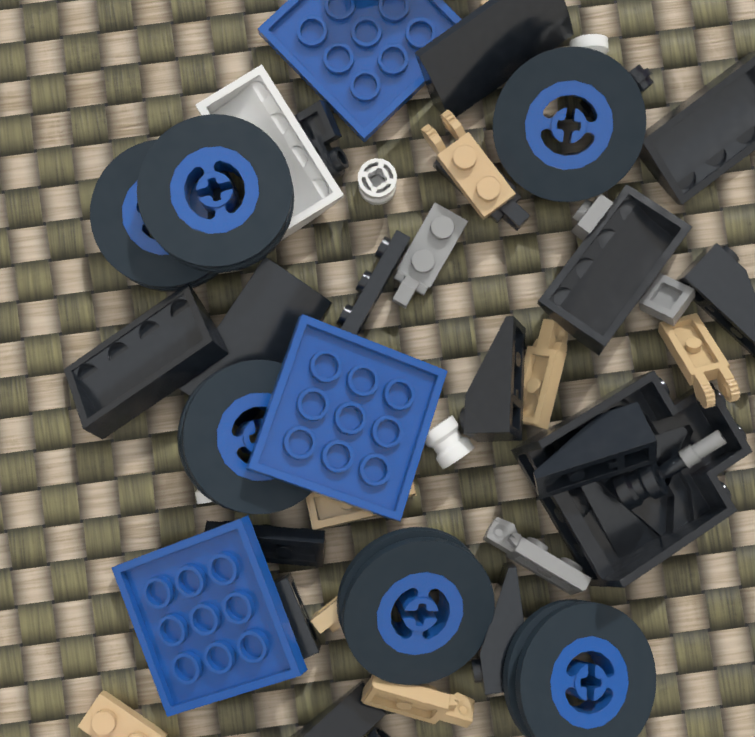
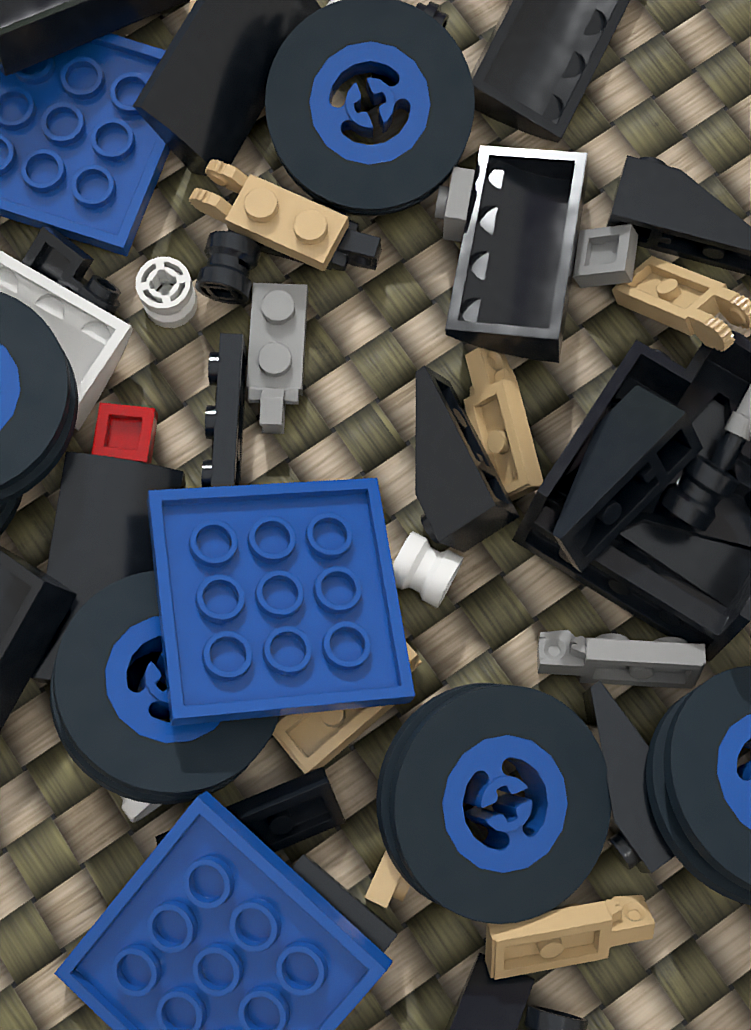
camera: 25 degrees left, 10 degrees down
(307, 261) = (125, 432): none -> red plate
(424, 184) = (228, 267): none -> black wheel

